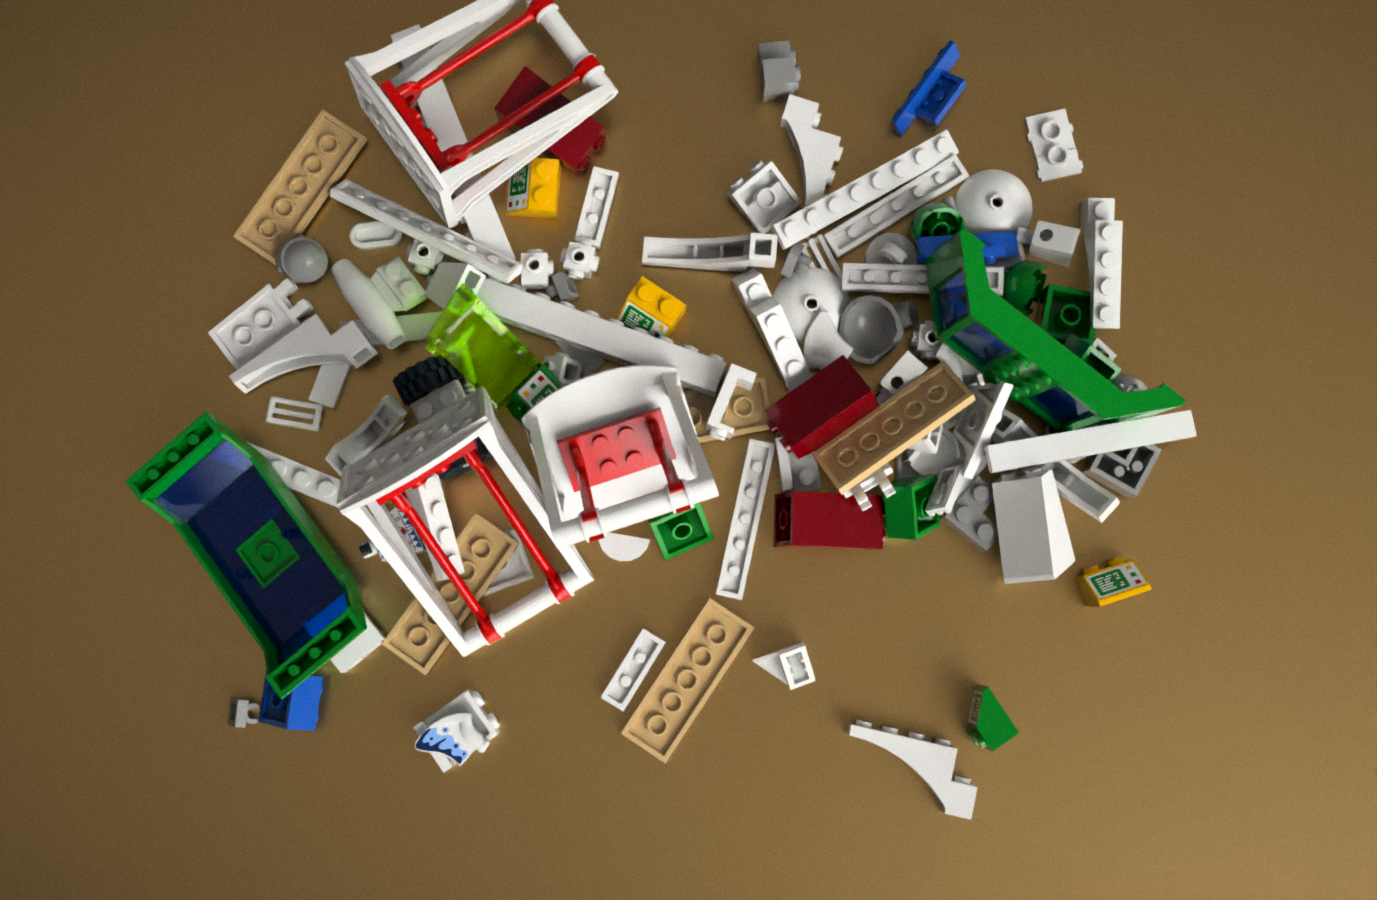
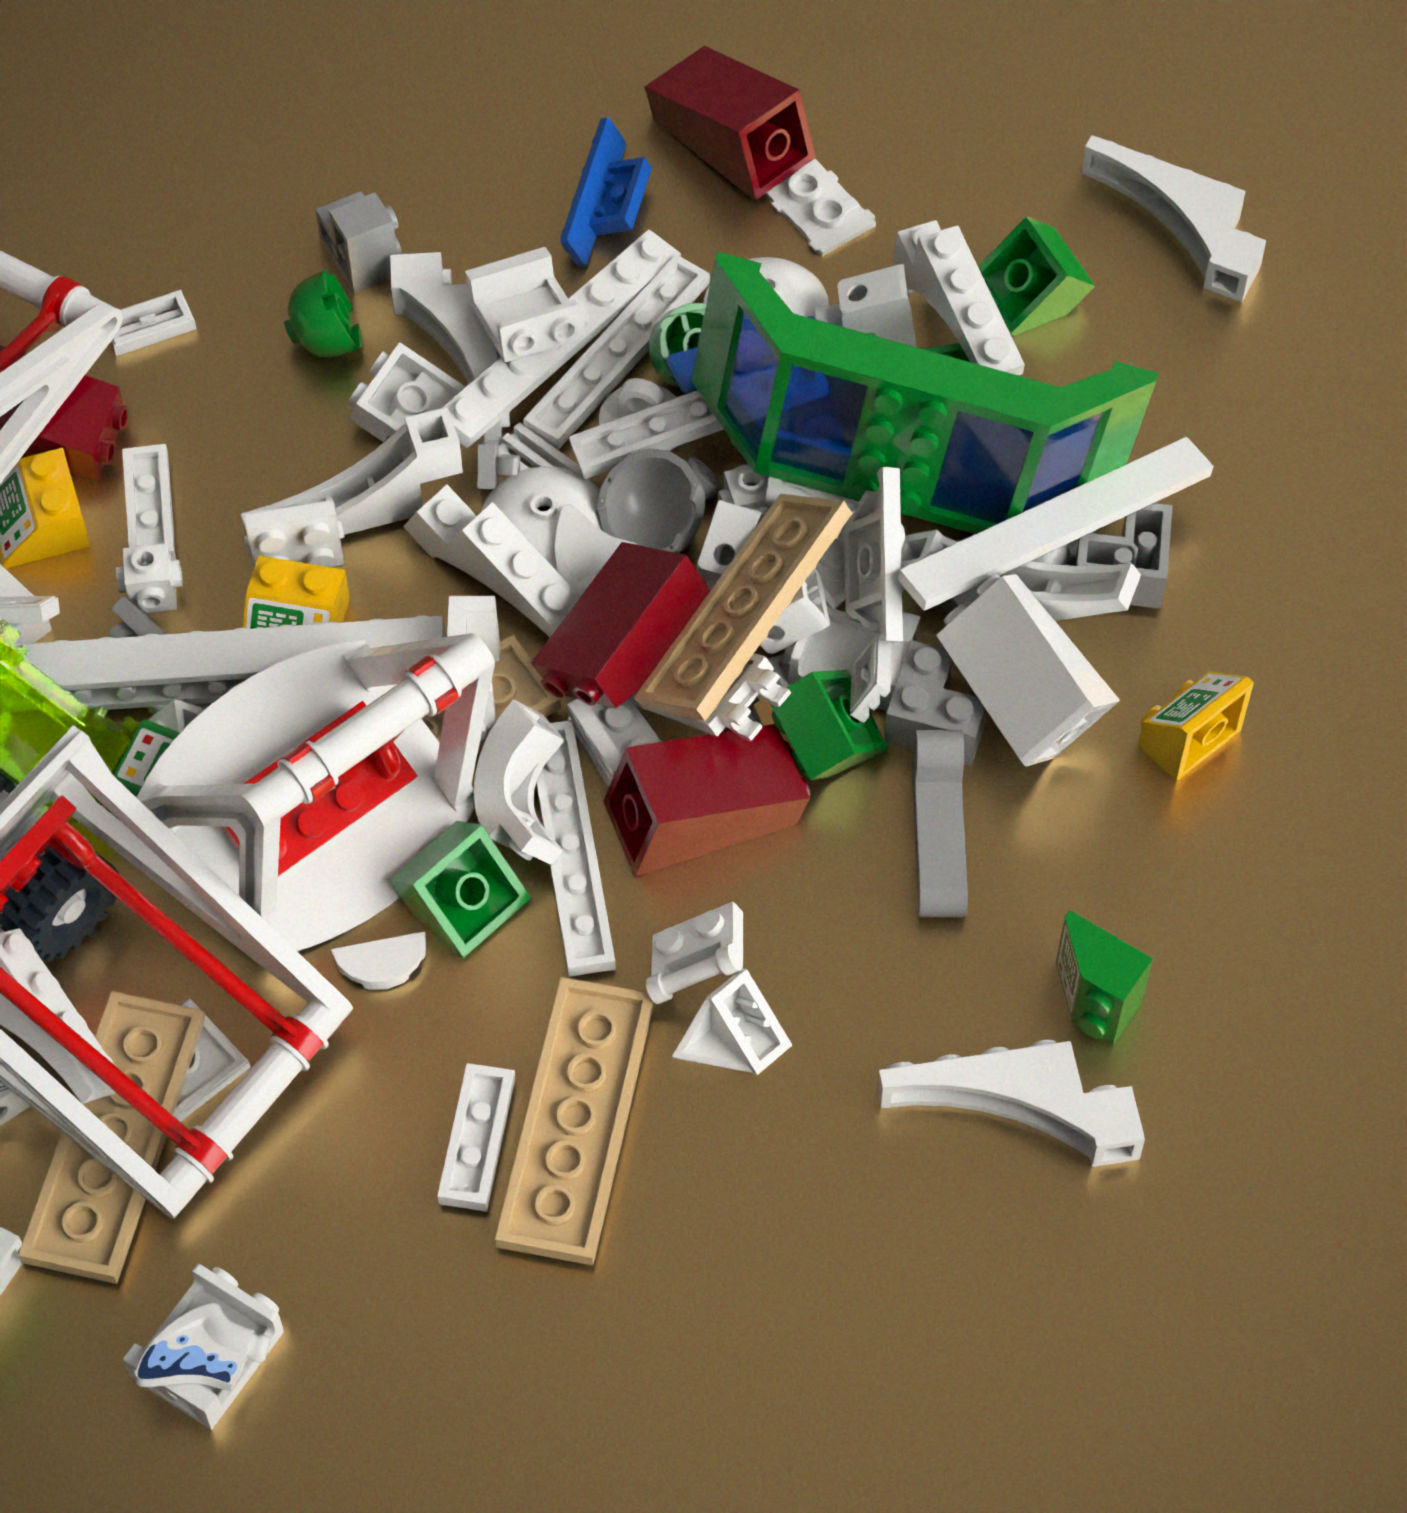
camera: 20 degrees left, 25 degrees down
(537, 278) = (82, 610): white brick -> none
(635, 88) = (152, 327): none -> white tile
(659, 270) = (297, 534): none -> white plate
(727, 467) = (507, 779): none -> white arch
(735, 121) = (322, 318): none -> green cylinder
(786, 609) = (696, 951): none -> white plate
(850, 170) = (523, 305): none -> white panel
(944, 590) = (939, 823): none -> light grey beam
(1027, 69) = (734, 119): none -> dark red slope
(1154, 252) = (1034, 277): none -> green slope
(1271, 239) = (1188, 204): none -> white arch

